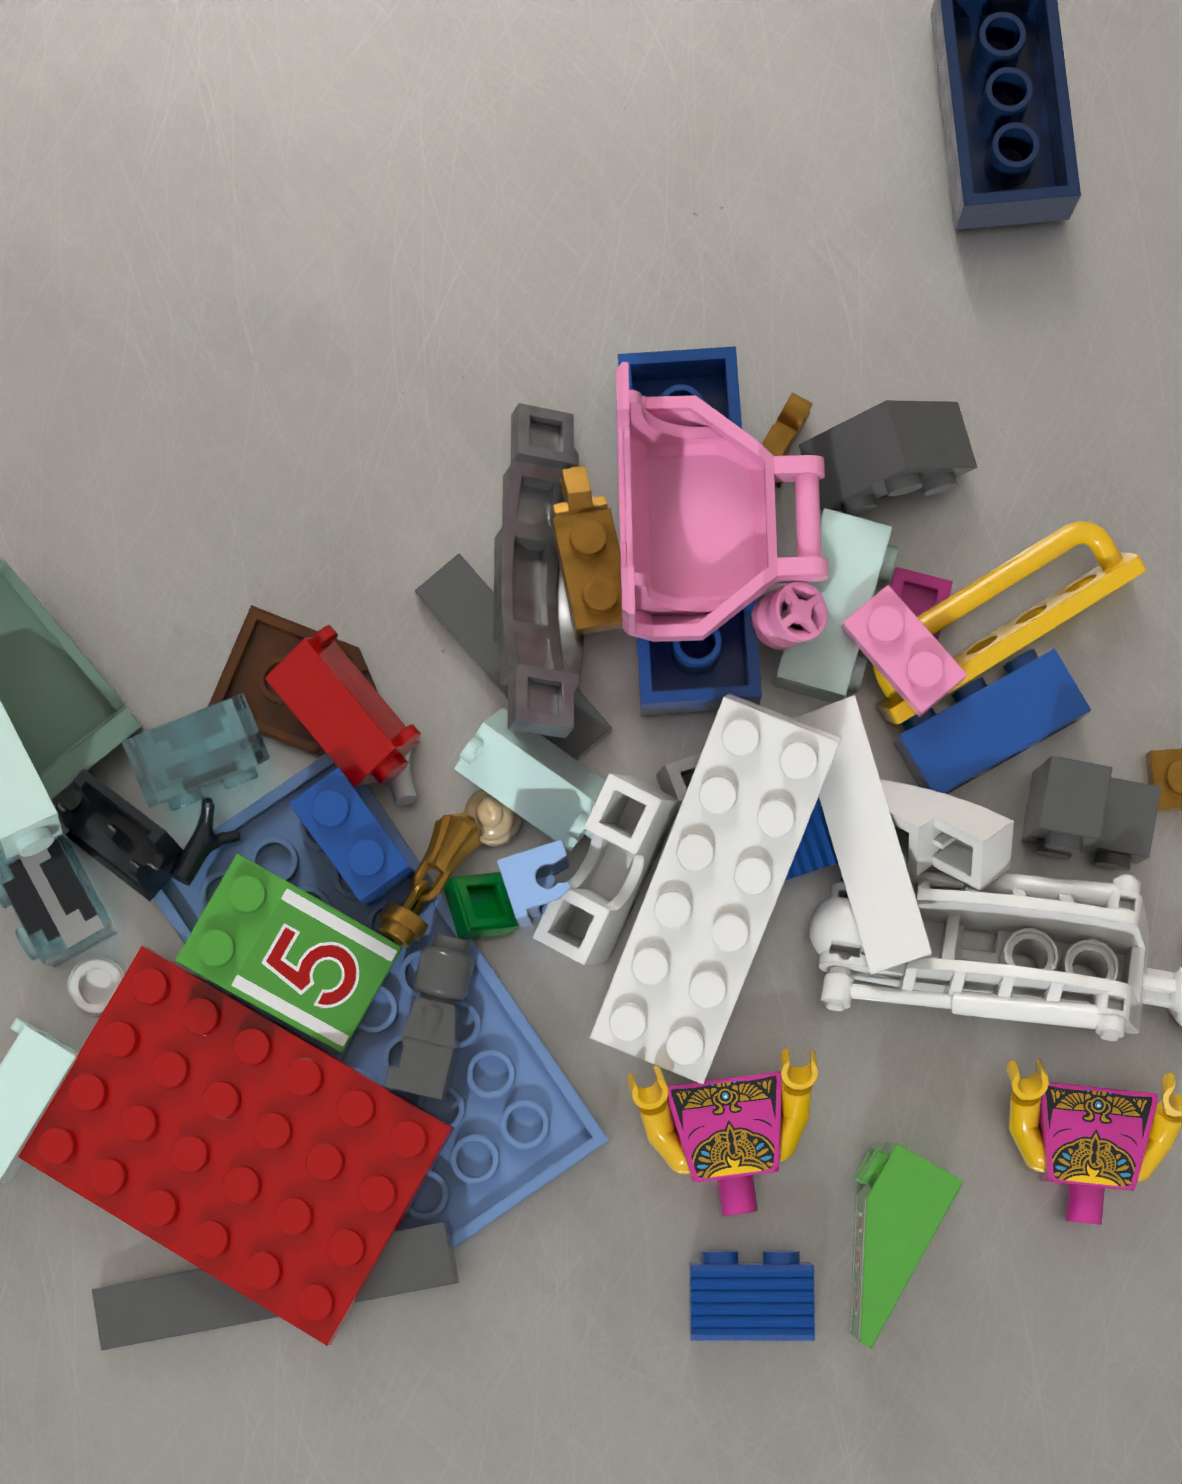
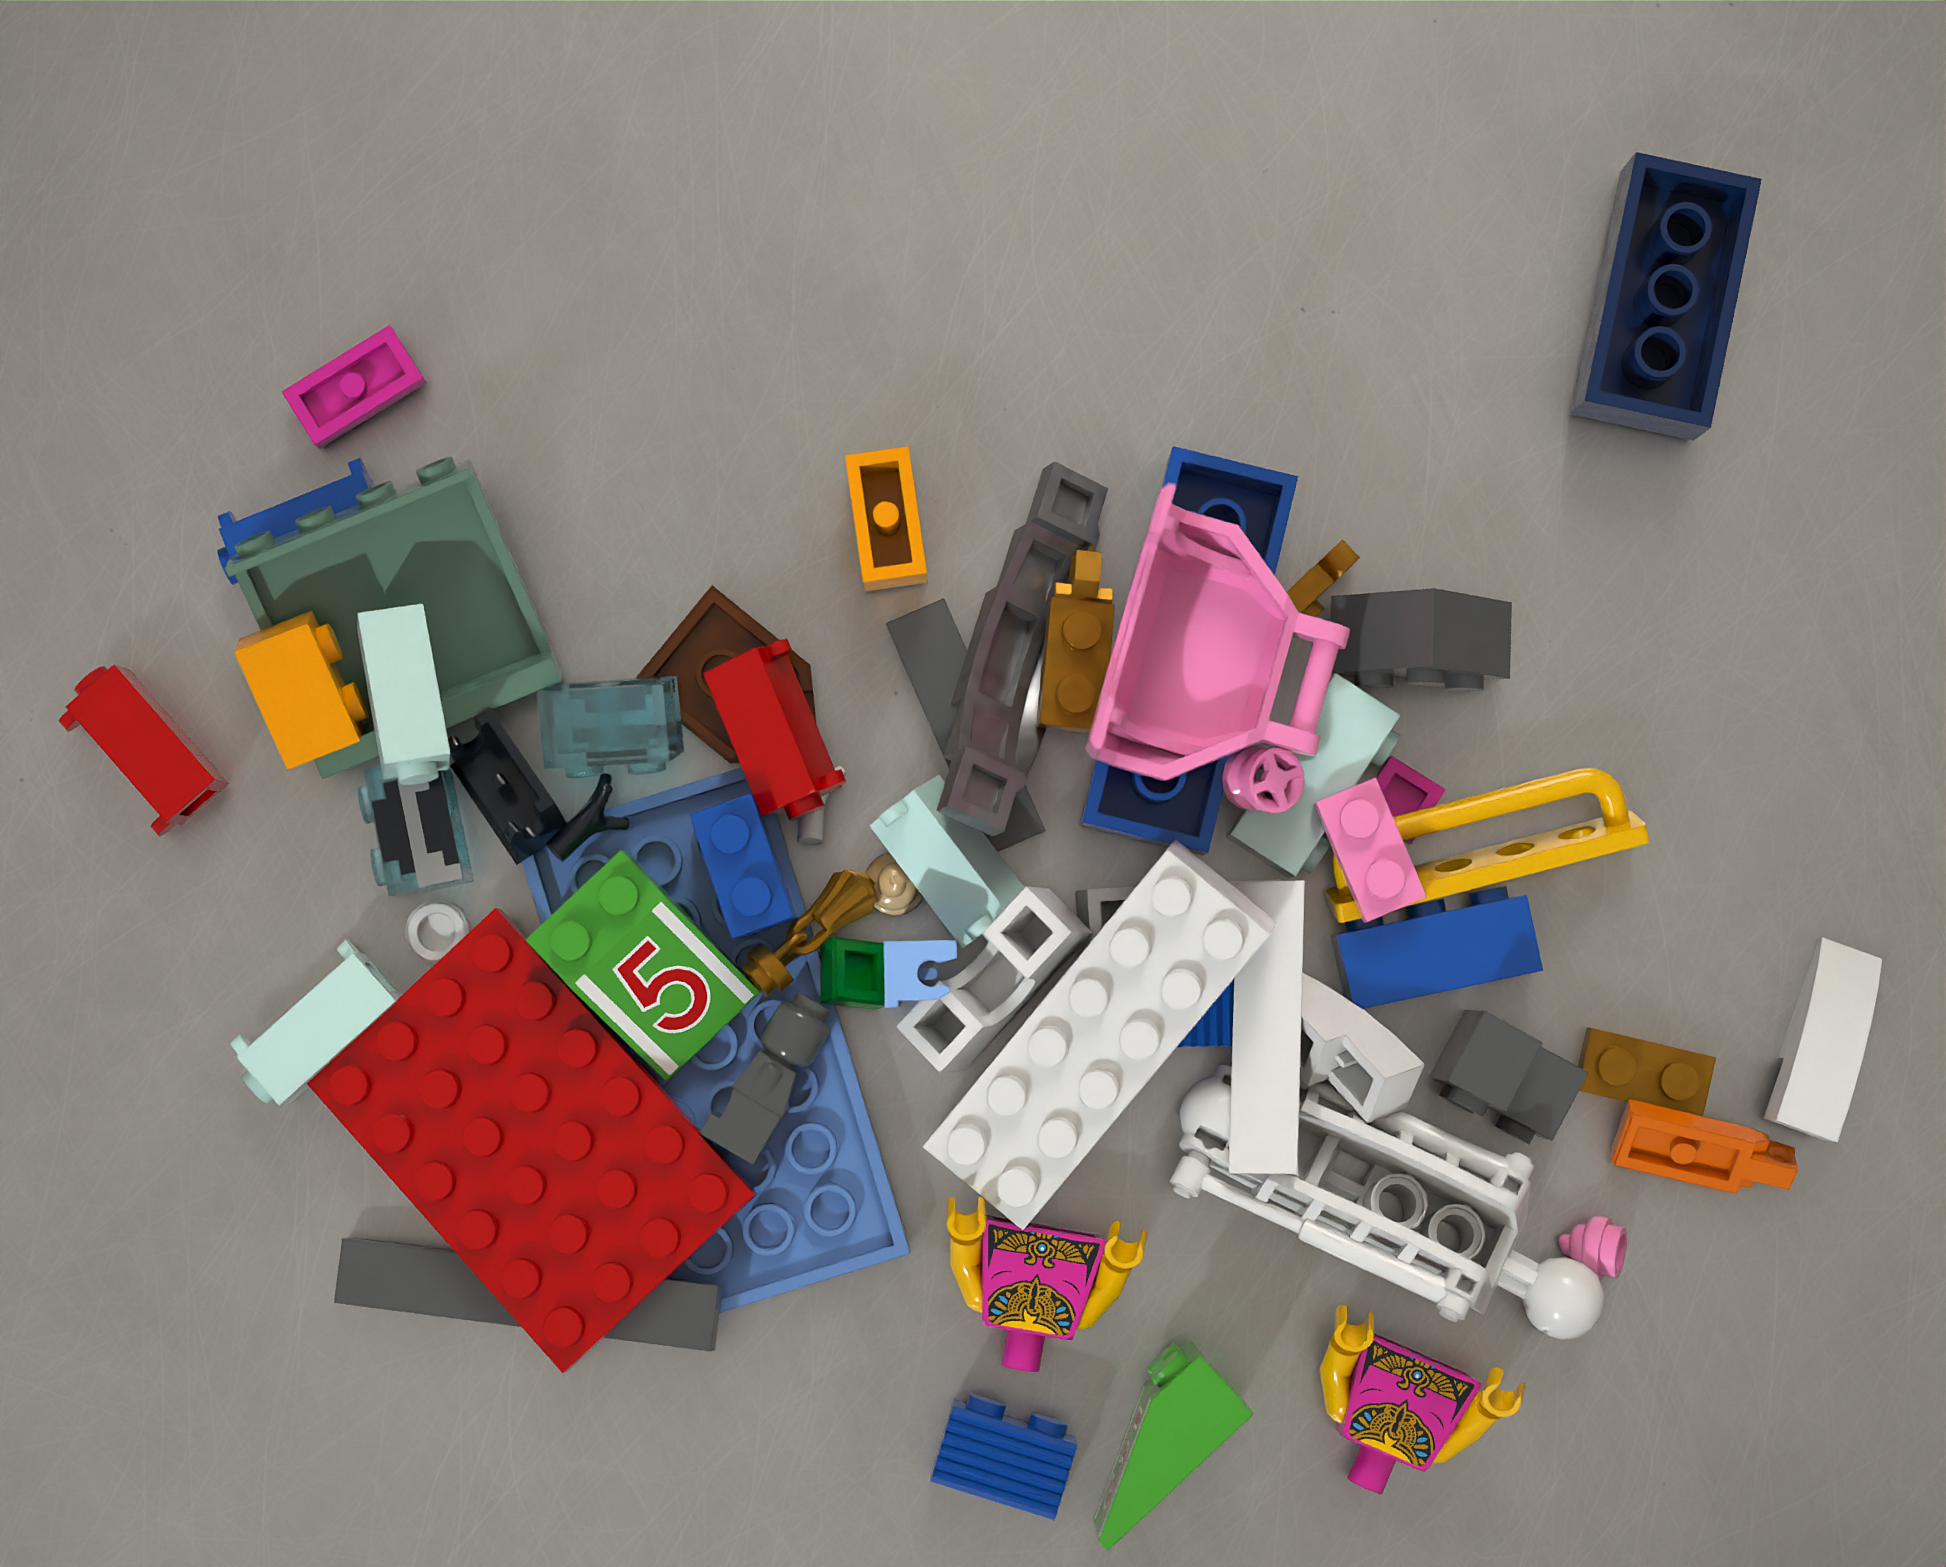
camera: 10 degrees right, 5 degrees up
(387, 497) = (886, 518): none -> light orange brick

